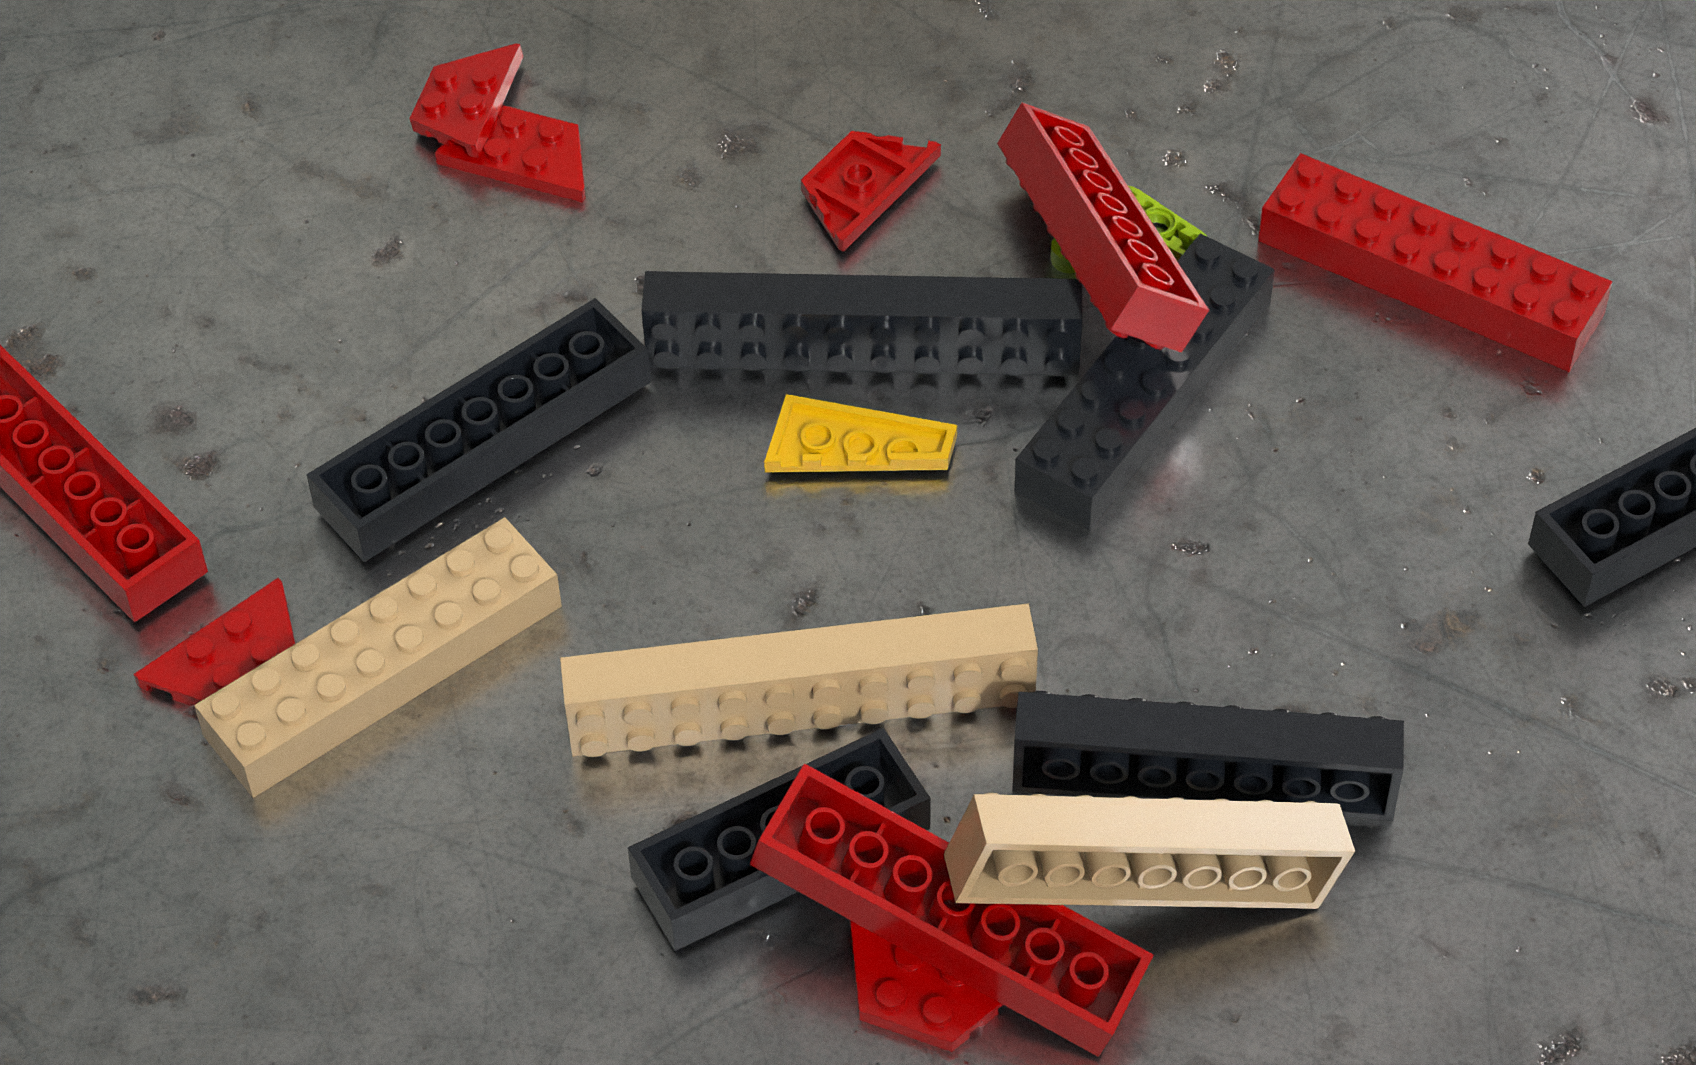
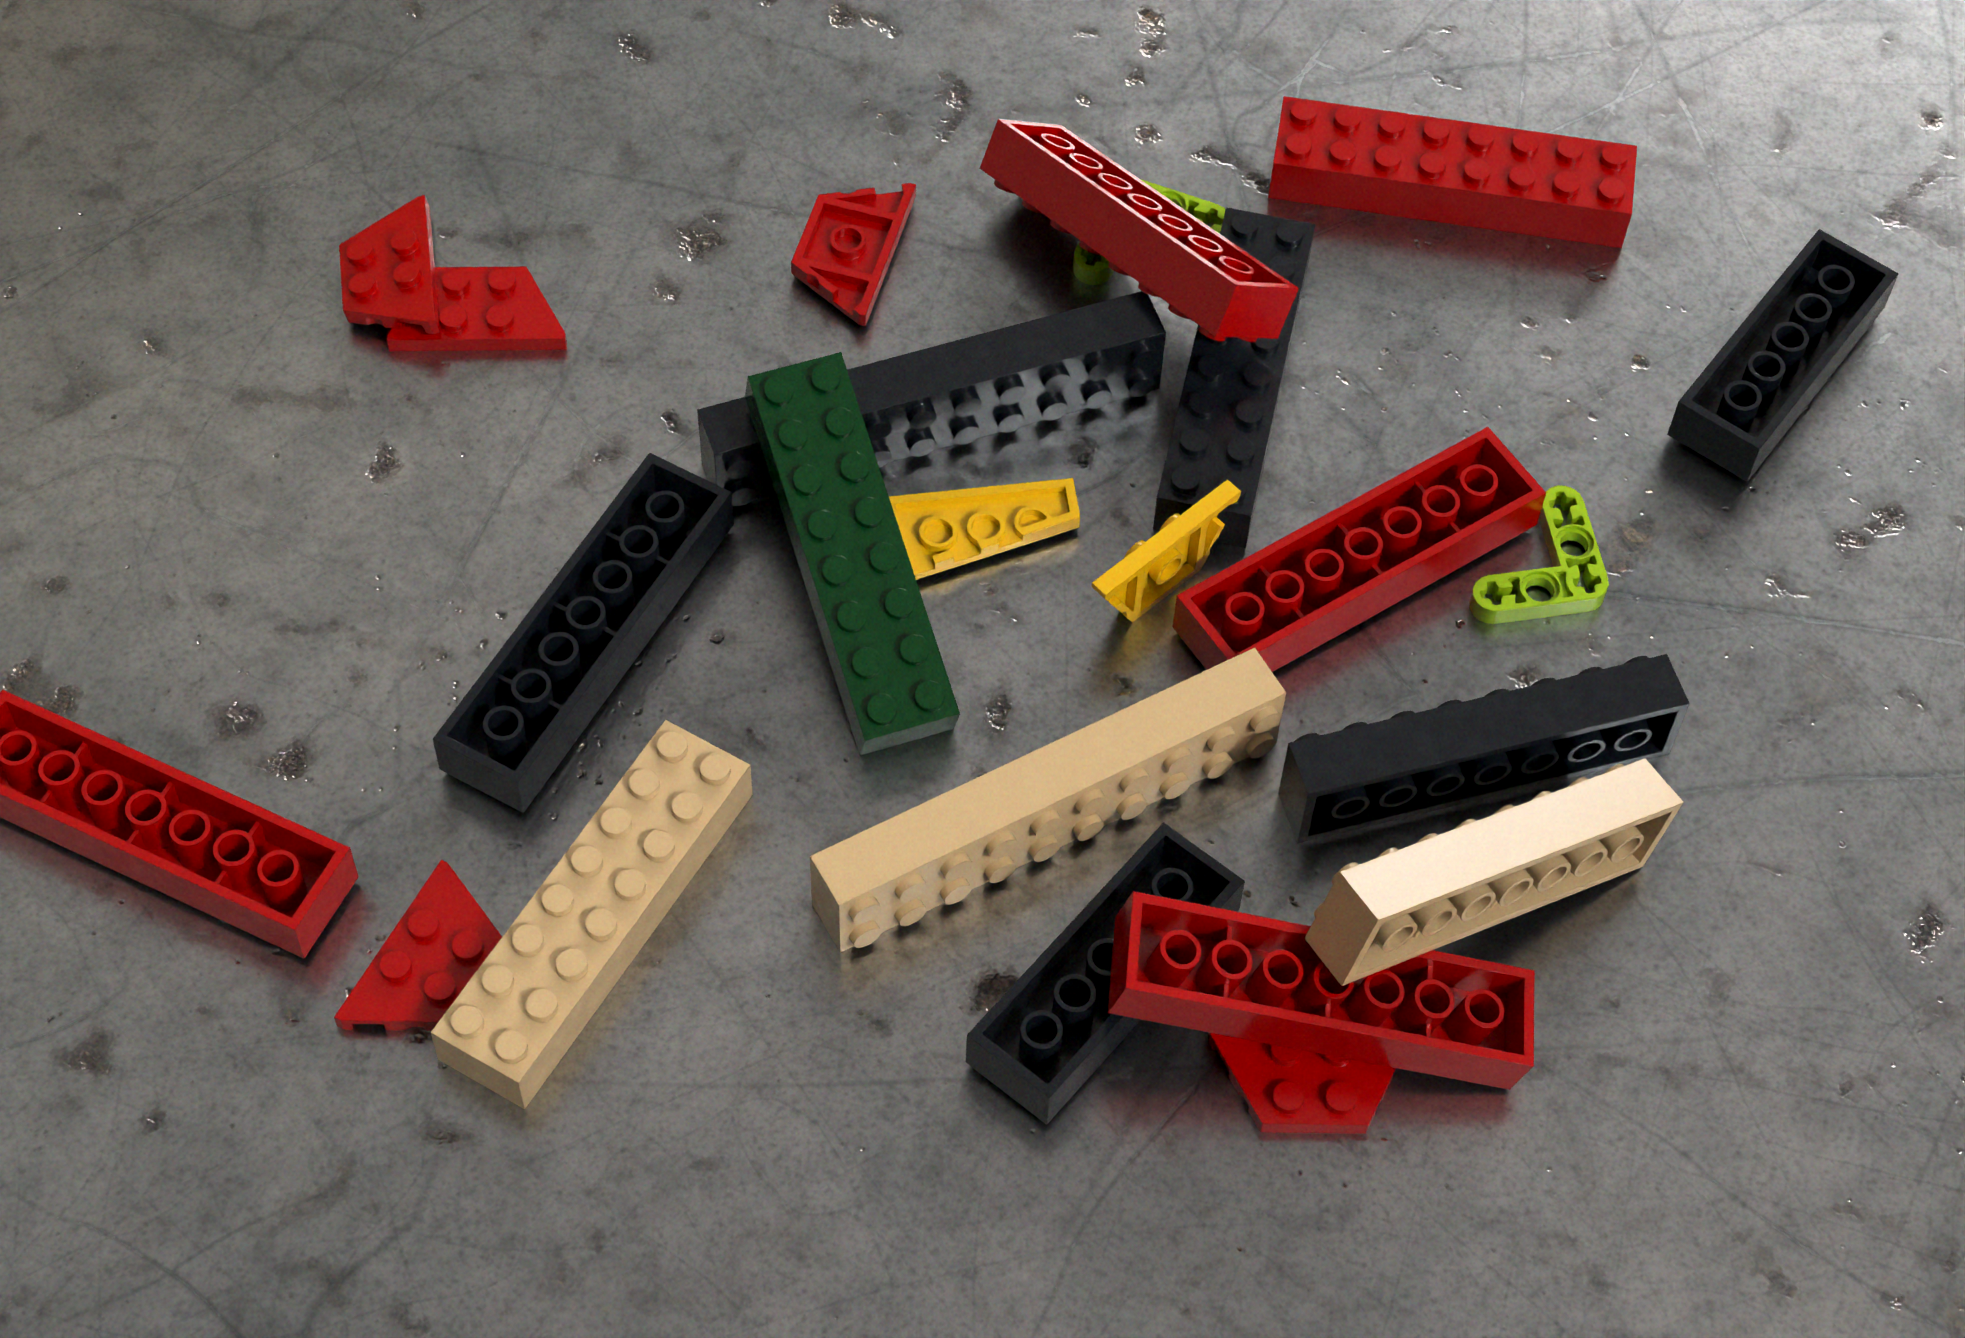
camera: 25 degrees left, 5 degrees up
(719, 427) = (851, 553): none -> dark green brick
(997, 513) = (1168, 558): none -> yellow wing
(1183, 563) = (1362, 556): none -> red brick
(1362, 640) = (1559, 580): none -> lime beam

